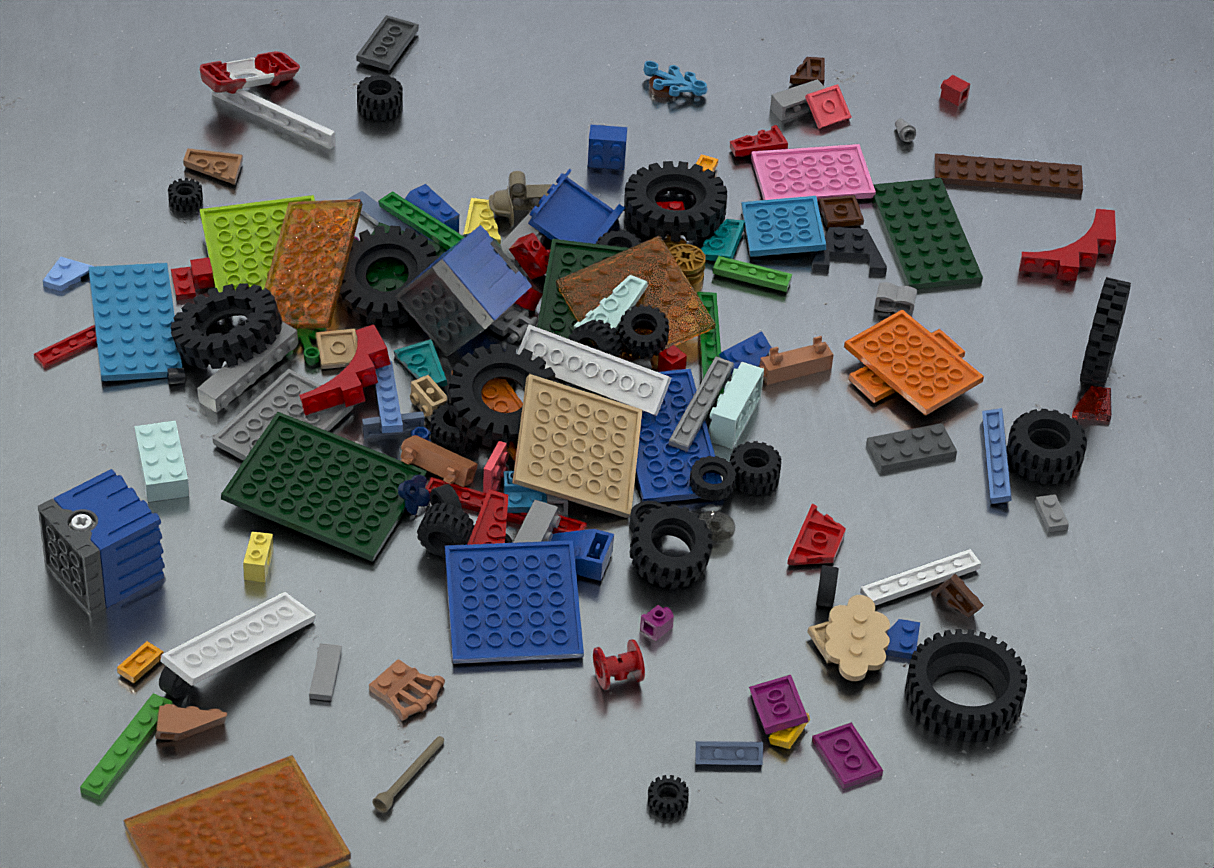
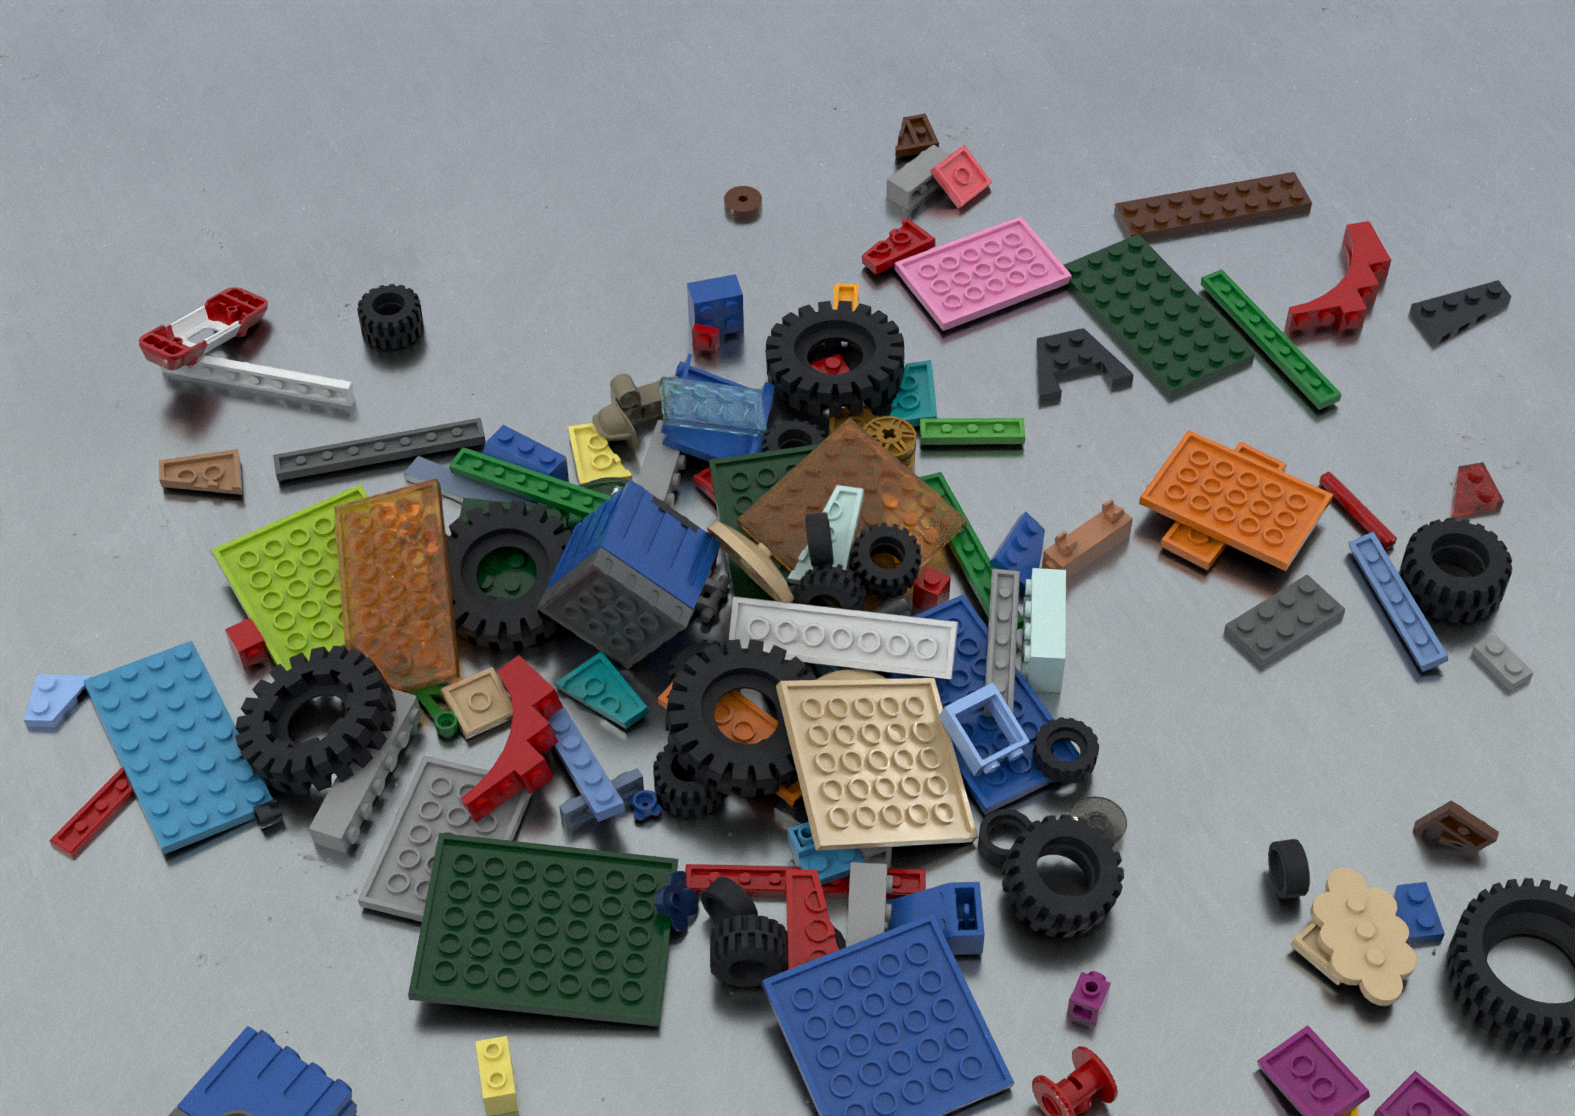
camera: 15 degrees left, 5 degrees up
(161, 461) = (299, 961): light aqua brick -> none
(181, 201) = (177, 518): black tyre -> none
(183, 283) = (225, 665): red plate -> none
(337, 179) = (378, 449): none -> dark grey plate
(387, 42) = (369, 237): dark grey plate -> none
(427, 395) = (634, 742): tan brick -> none
(438, 460) = (687, 837): nougat brick -> none
(495, 467) = (775, 827): coral plate -> none
(530, 255) = (685, 489): red brick -> none
(551, 303) = (753, 561): none -> tan dish
(571, 207) = (712, 406): none -> clear light blue plate
(592, 166) = (705, 337): none -> red plate
(600, 302) = (819, 539): none -> black tyre
(658, 430) = (1005, 719): none -> light blue window
(674, 79) = (771, 187): dark azure plant -> none
(756, 467) = (1115, 698): black tyre -> none
(783, 226) = (981, 354): dark azure plate -> none
(817, 539) = (1236, 797): red wing -> none
(841, 211) = (1040, 313): reddish brown plate -> none
(895, 298) = (1165, 415): light grey brick -> none
(905, 130) = (1065, 182): light grey cone -> none
(921, 577) = (1393, 812): white plate -> none
(955, 90) = (1099, 114): red brick -> none
(1000, 270) = (1271, 339): none -> green plate
(1001, 393) = (1358, 509): none -> red axle
(1105, 332) = (1465, 393): black tyre -> none
(1158, 286) = (1451, 311): none -> black wing

